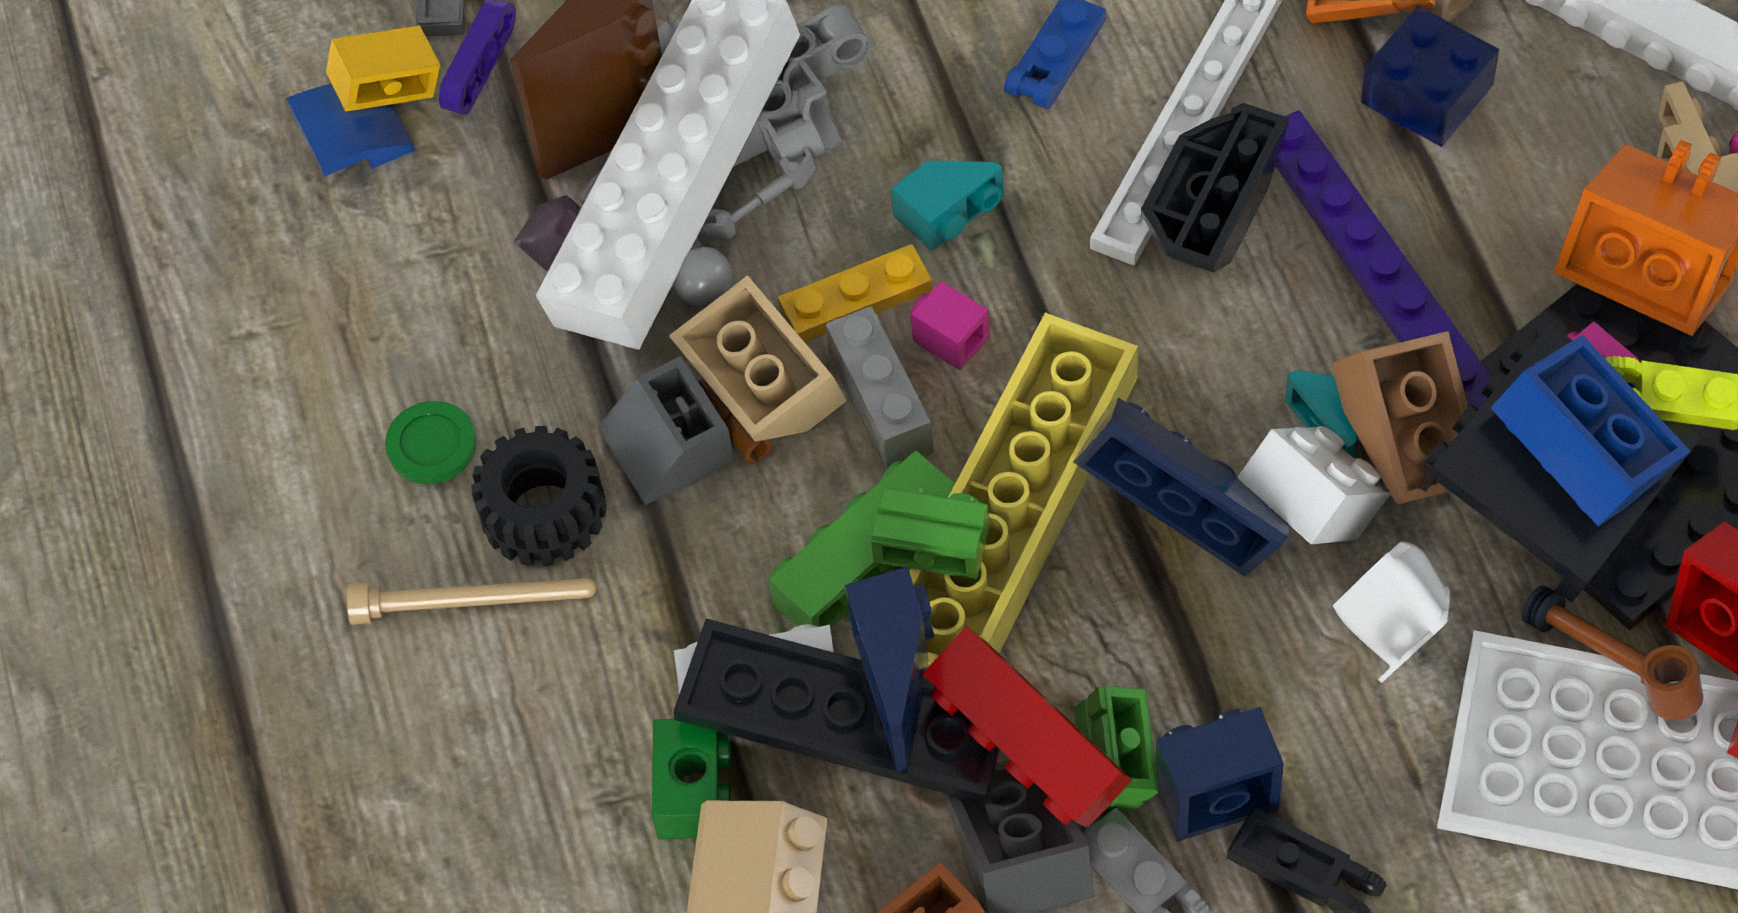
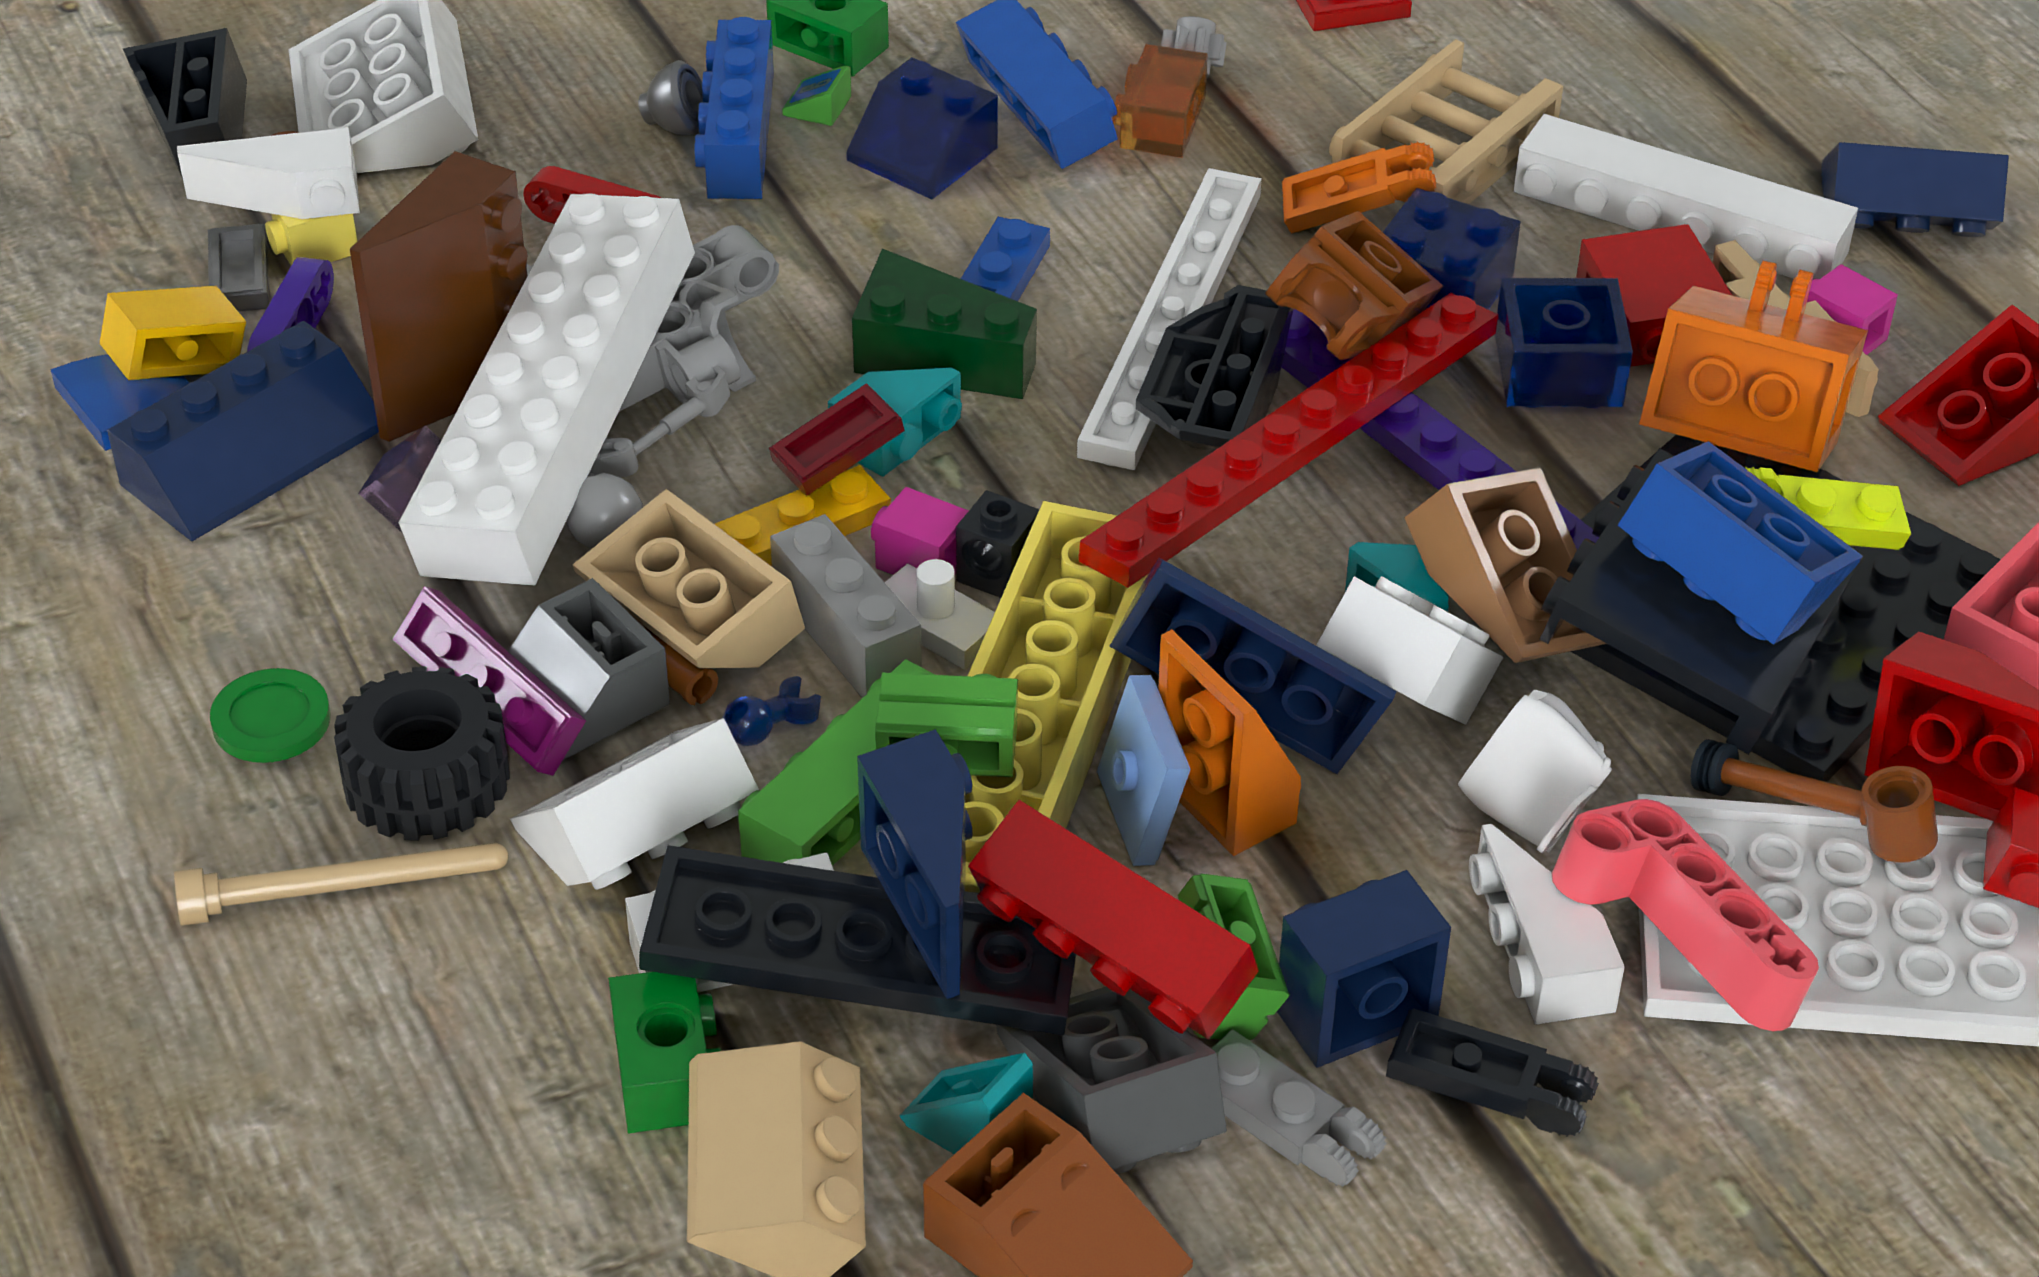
camera: 15 degrees left, 15 degrees down
(433, 168) = (243, 431): none -> dark blue slope
(588, 415) = (534, 717): none -> magenta tile
(696, 556) = (639, 805): none -> white slope
(792, 484) = (753, 718): none -> clear blue arm
(892, 228) = (836, 439): none -> dark red tile
(907, 850) = (968, 1099): none -> teal slope
(951, 394) = (948, 619): none -> white tile
(996, 114) = (934, 320): none -> dark green wedge
(1004, 335) = (991, 541): none -> black brick
(1083, 574) = (1143, 770): none -> light blue plate
(1148, 566) = (1238, 773): none -> orange slope
(1259, 263) = (1285, 440): none -> red plate
(1340, 113) = (1354, 284): none -> dark orange brick
(1379, 755) = (1555, 945): none -> white slope
(1489, 744) = (1694, 900): none -> coral beam
(1511, 175) = (1563, 342): none -> clear blue brick
(1600, 113) = (1652, 274): none -> red panel

